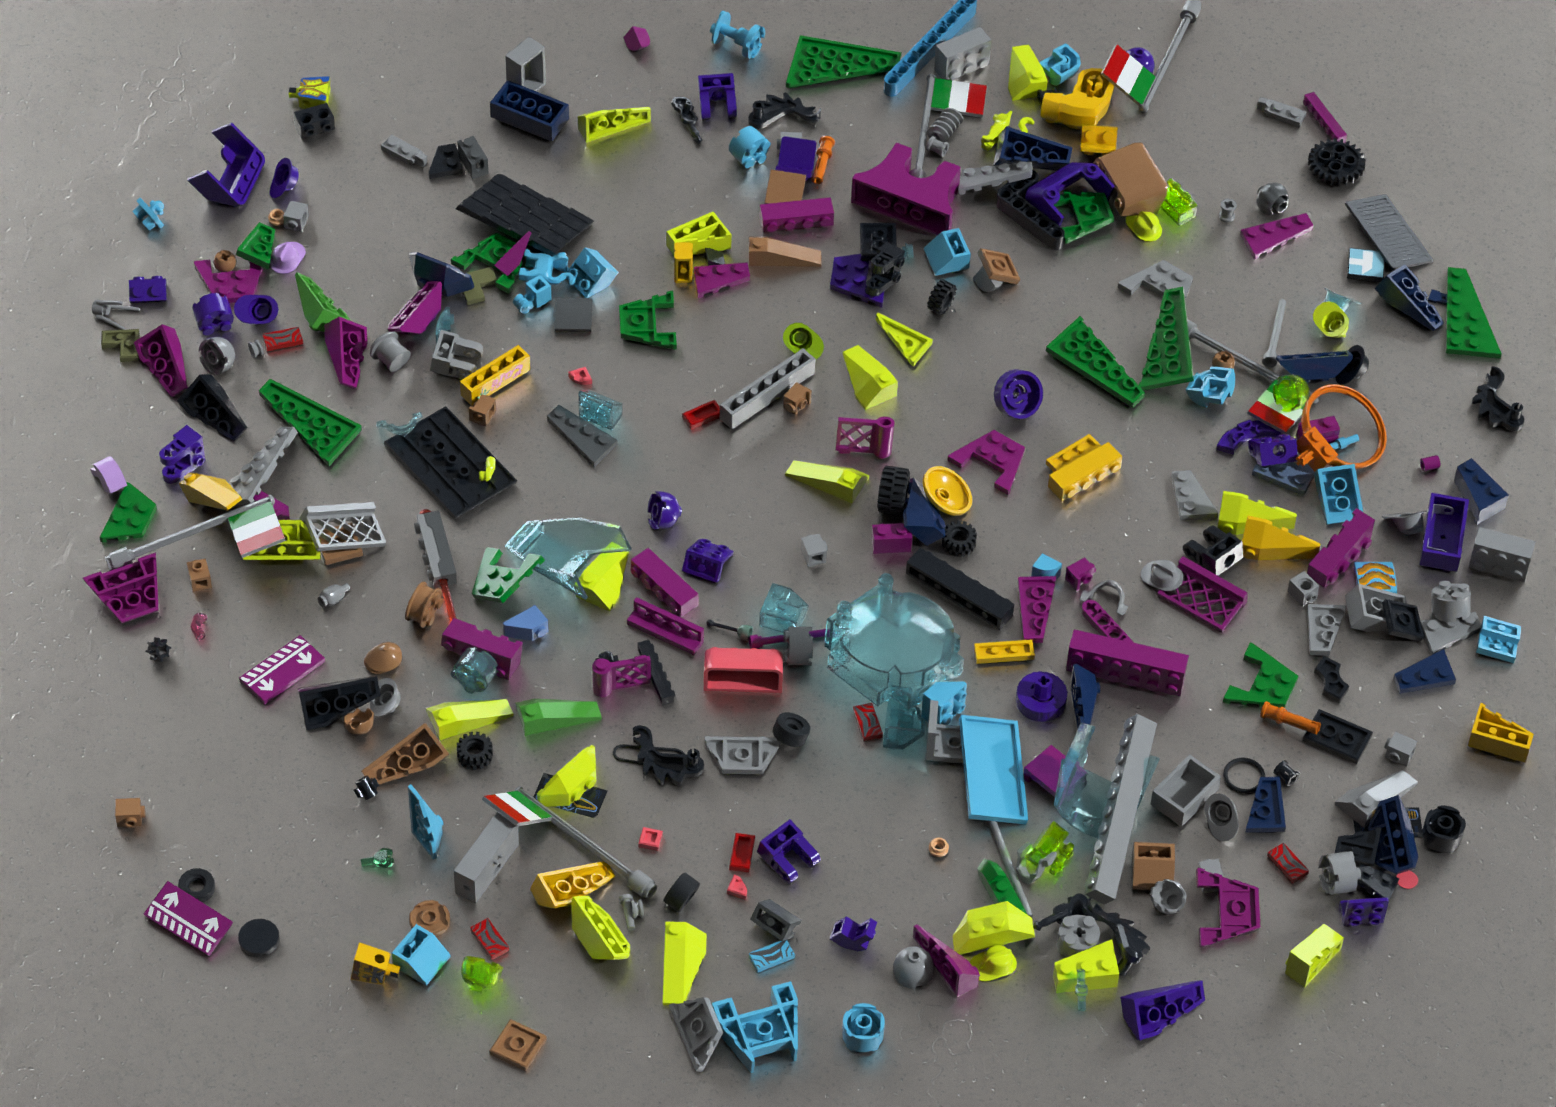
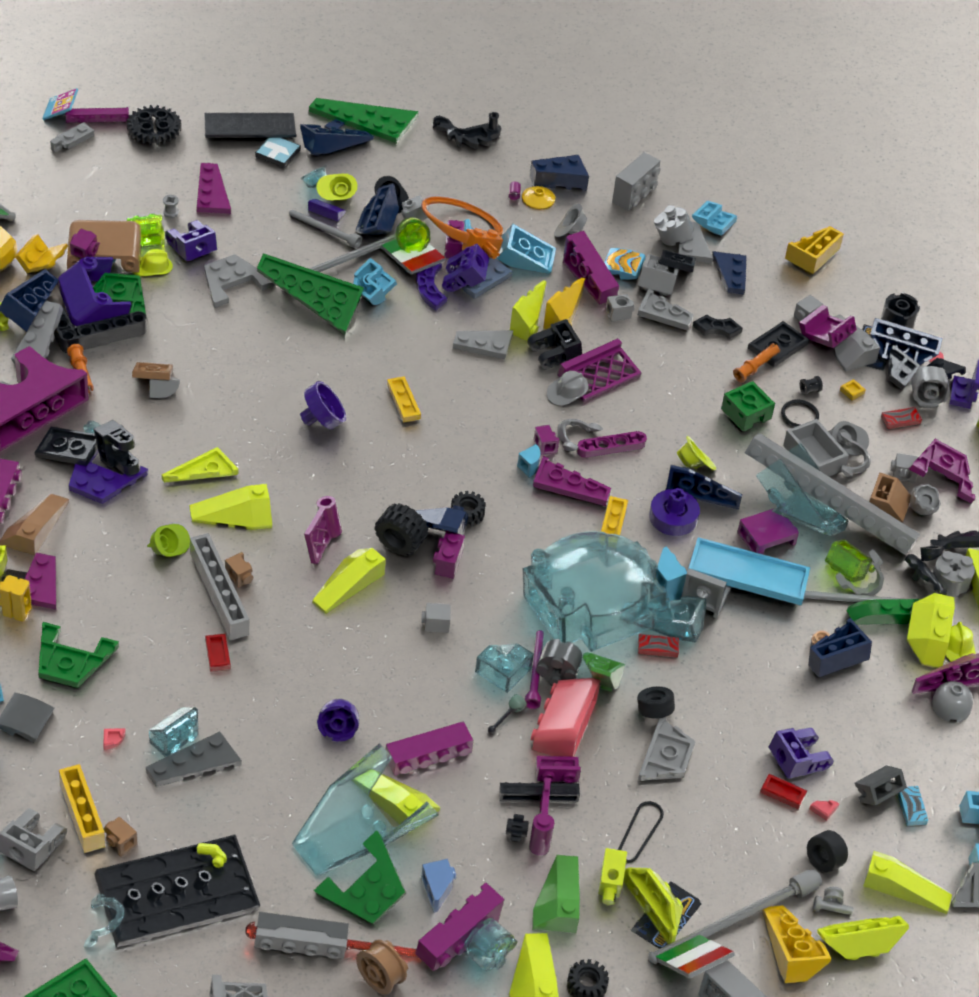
camera: 75 degrees left, 5 degrees down
(581, 736) = (612, 875): none -> neon yellow torso
(650, 839) = (745, 861): coral tile -> none
(665, 628) = (486, 765): magenta fence -> none
(674, 766) = (662, 818): black animal -> none
(685, 678) = (558, 768): none -> magenta bracket
(706, 559) = (415, 702): dark purple bracket -> none
(797, 673) = (604, 669): none -> bright green wedge
(853, 935) = (911, 729): dark purple brick -> none
(925, 859) = (840, 650): none -> dark blue wedge
(941, 296) = (171, 420): black tyre -> none
(947, 491) = (414, 495): yellow dish -> none
(948, 252) = (115, 399): medium azure slope -> none
(960, 588) = (528, 526): black brick -> none
(983, 215) = (79, 361): none -> orange pin
(995, 451) = (377, 449): magenta wing -> none
(1085, 471) = (429, 397): yellow brick -> none
(1092, 359) = (299, 349): green wing -> none
(1109, 158) = (84, 244): none -> magenta brick
(1125, 695) = (694, 457): none -> neon yellow piece
(1128, 662) = (665, 440): magenta brick -> none
(1186, 243) = (195, 243): none -> dark purple brick
(1204, 839) = (848, 471): none -> light grey helmet
(1217, 721) = (748, 405): none -> green piece
(1223, 359) = (345, 269): medium nougat piece -> none
(1267, 807) = (841, 407): dark blue wing -> none
(1272, 196) = (173, 175): dark grey plant -> none
(1272, 683) = (707, 361): green wing -> none
(1304, 325) = (325, 209): none -> dark purple slope
(1306, 813) = (852, 389): none -> yellow tile
(1318, 86) = (60, 104): none -> piece
(1340, 398) = (413, 208): none -> light grey brick
(1377, 766) = (825, 328): none -> magenta panel
(1437, 483) = (538, 197): none -> yellow dish
(1444, 519) = (599, 204): dark purple piece -> none

